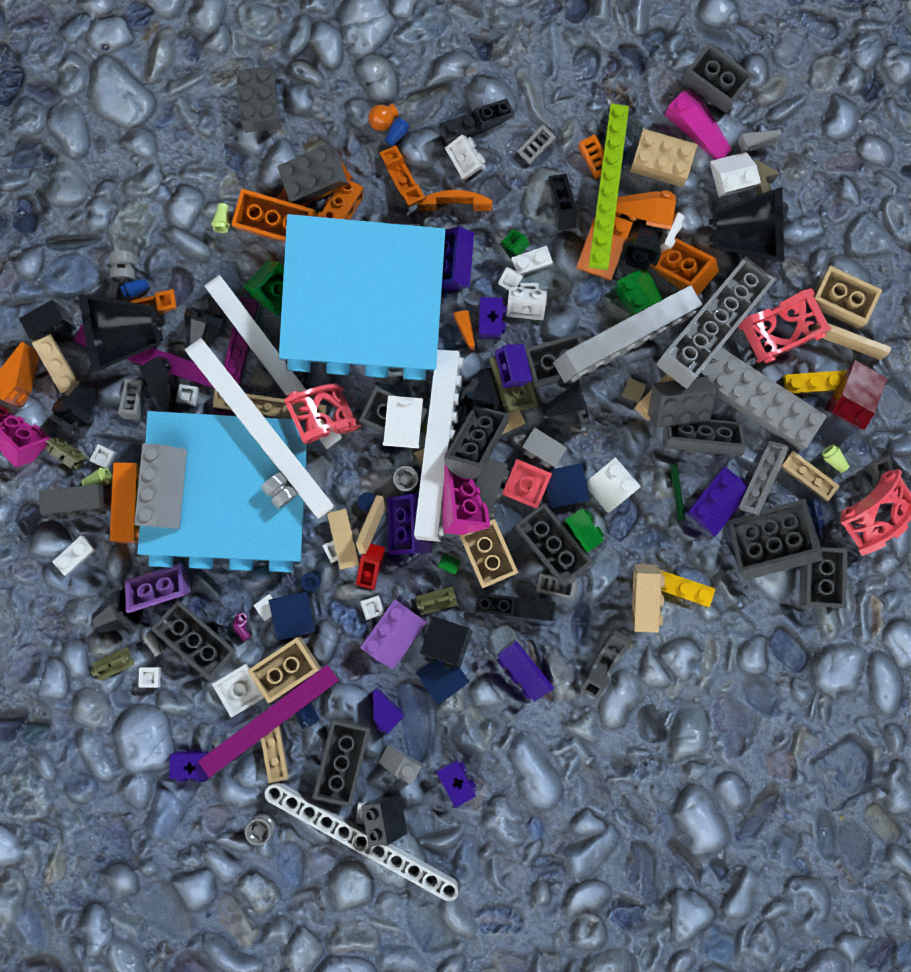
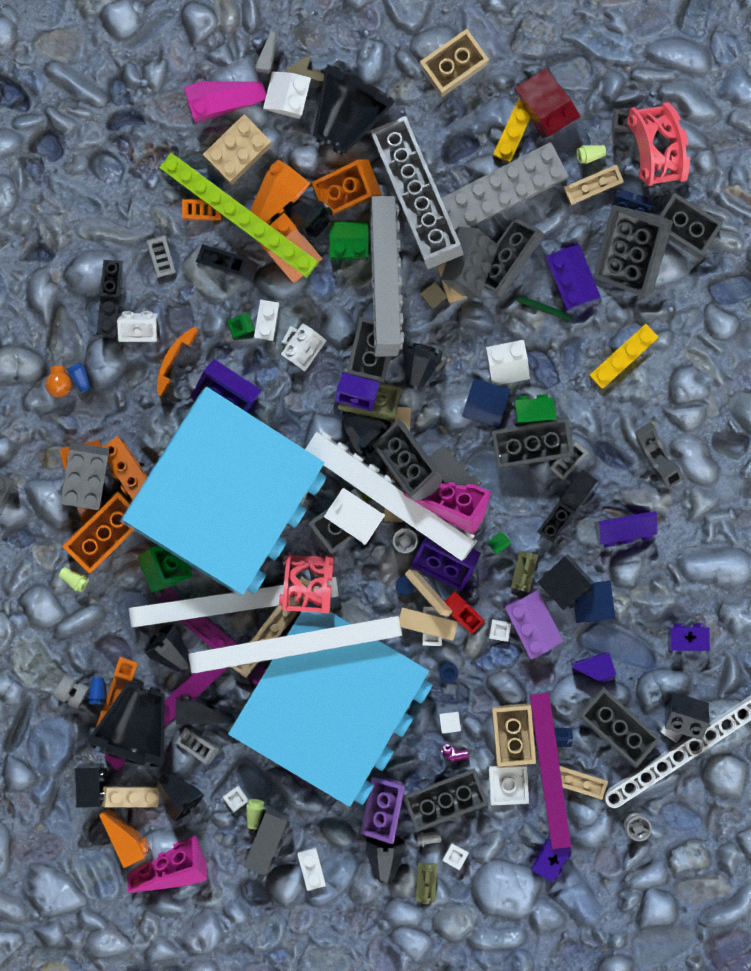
camera: 65 degrees left, 5 degrees up
(59, 447) = (207, 832): olive hinge -> none
(124, 503) = (294, 795): orange brick -> none
(160, 486) = (303, 755): light grey slope -> none
(187, 395) = (220, 694): white tile -> none
(279, 490) = (360, 656): light grey wheel -> none
(291, 615) = (469, 704): dark blue slope -> none
(400, 764) = (647, 678): light grey slope -> none
(401, 176) = (126, 395): orange slope -> none
(463, 322) = (292, 413): orange slope -> none
(489, 555) = (512, 504): tan brick -> none
(496, 308) = (289, 385): dark purple brick -> none
(510, 278) = (273, 349): white tile -> none
(527, 483) = (465, 436): coral tile -> none
(543, 449) = (443, 404): light grey brick -> none
(647, 598) = (622, 388): tan brick -> none
(667, 237) = (315, 189): white plate -> none
(717, 78) = (191, 58): dark grey brick -> none
(763, 478) = (573, 226): light grey plate -> none
(798, 305) = (437, 108): coral fence -> none
(856, 342) = (494, 79): tan tile -> none

